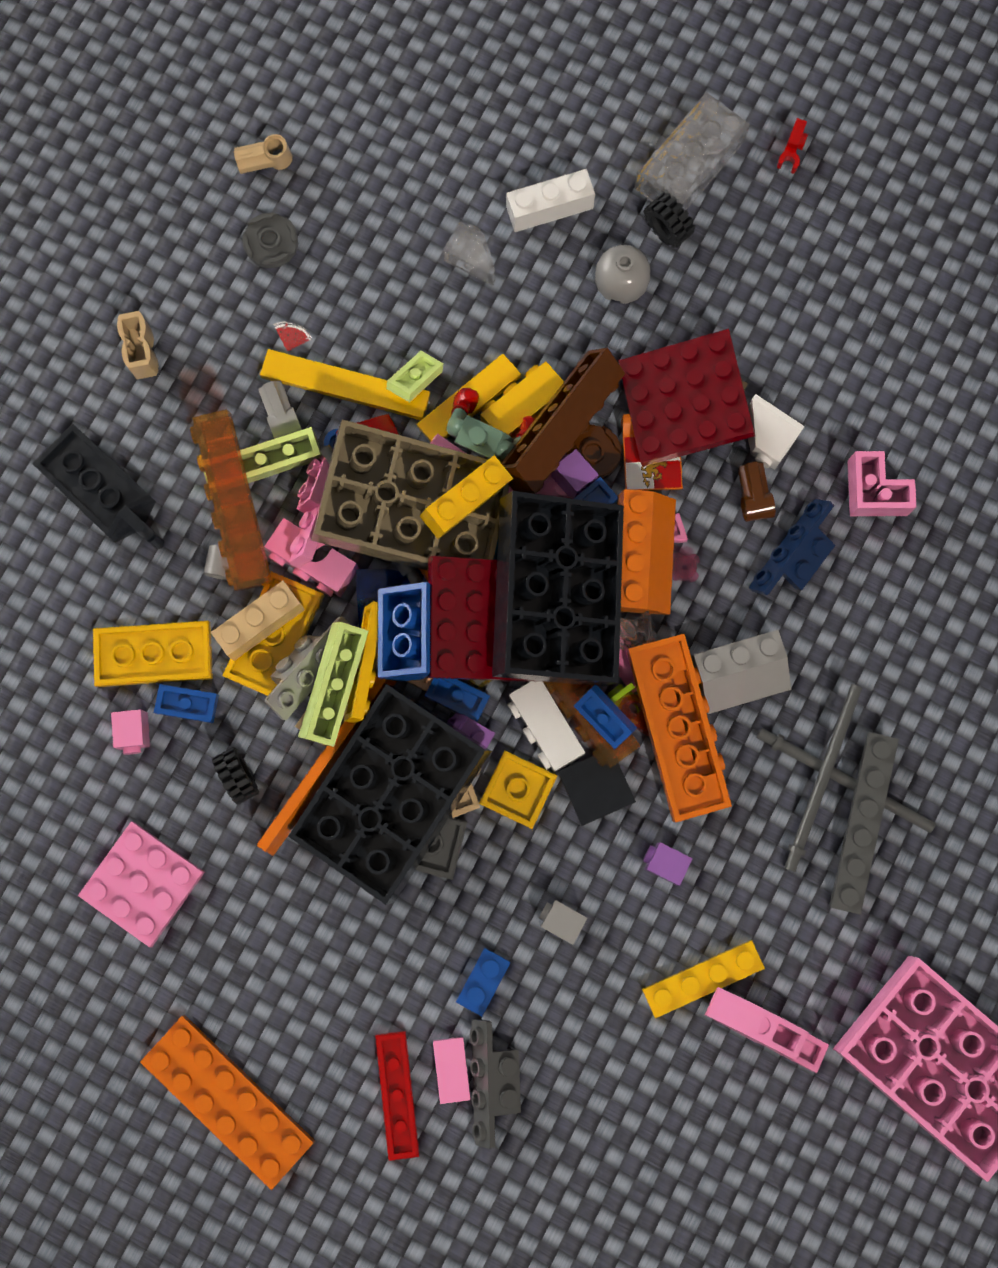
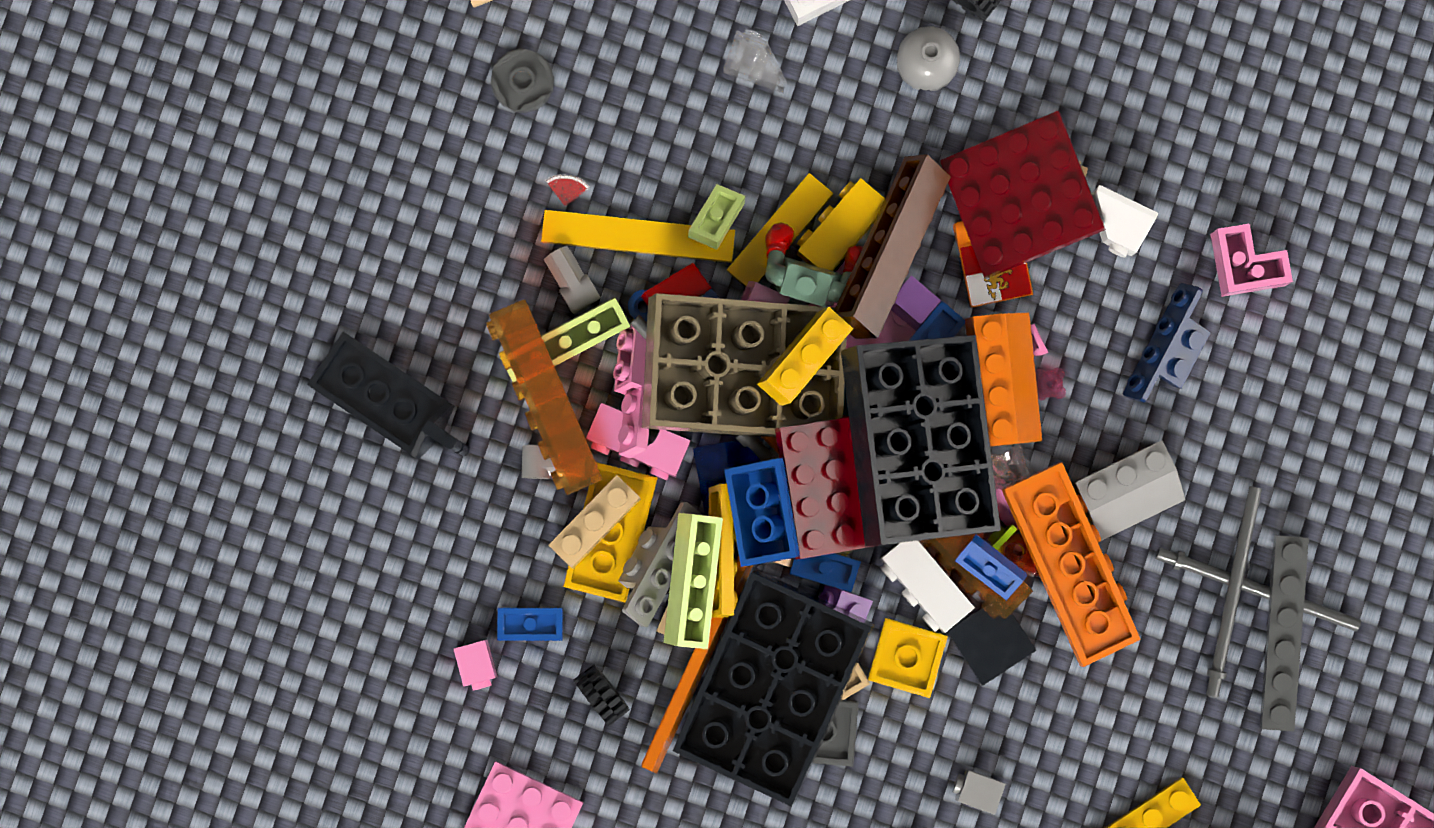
camera: 15 degrees left, 5 degrees up
(137, 345) = (398, 224): tan brick -> none
(152, 653) = (481, 574): yellow tile -> none
(599, 448) = (935, 267): reddish brown tile -> none
(667, 863) = (1080, 711): medium lavender brick -> none
(756, 501) = (1117, 296): reddish brown piece -> none

